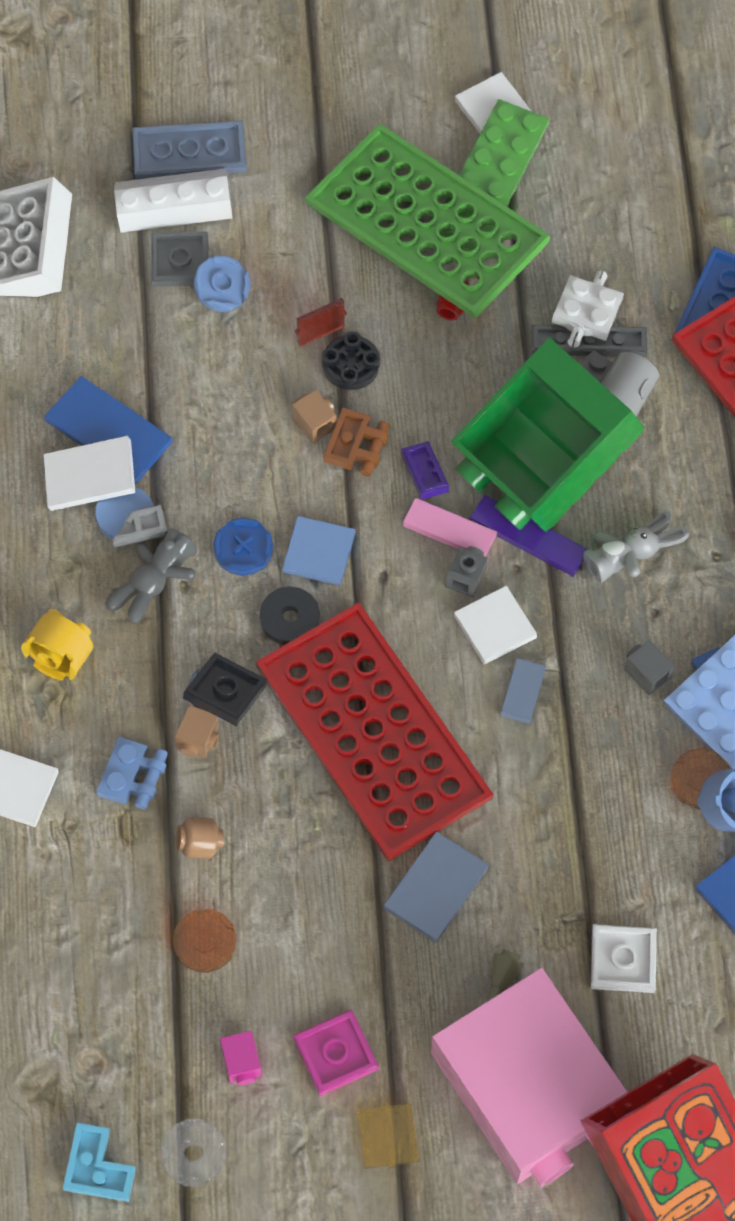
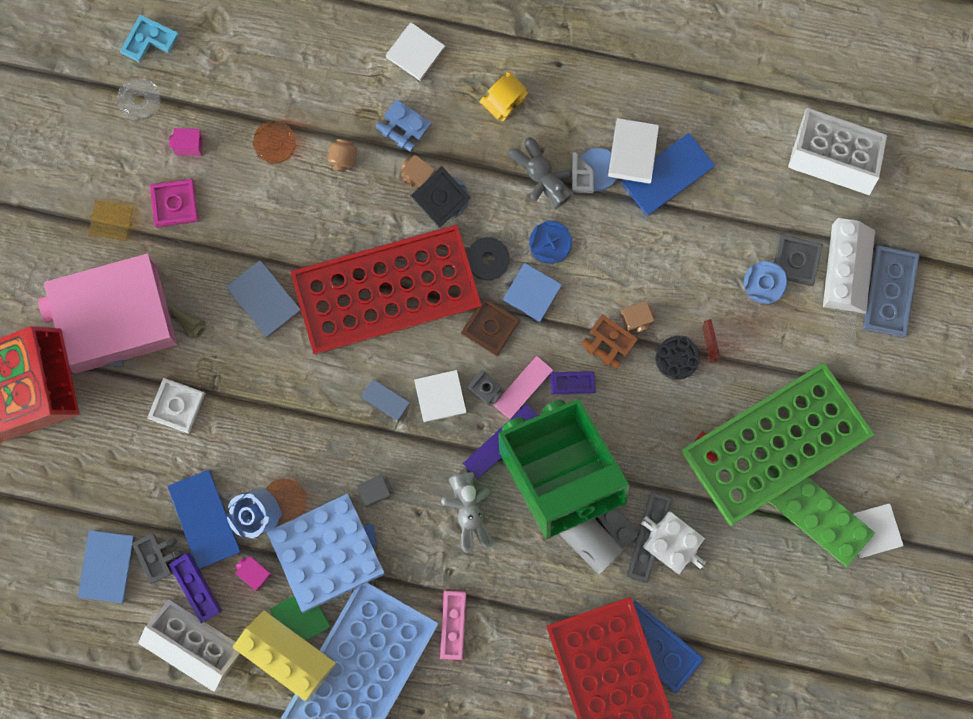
camera: 100 degrees right, 15 degrees up
(382, 588) = (490, 327): none -> reddish brown tile

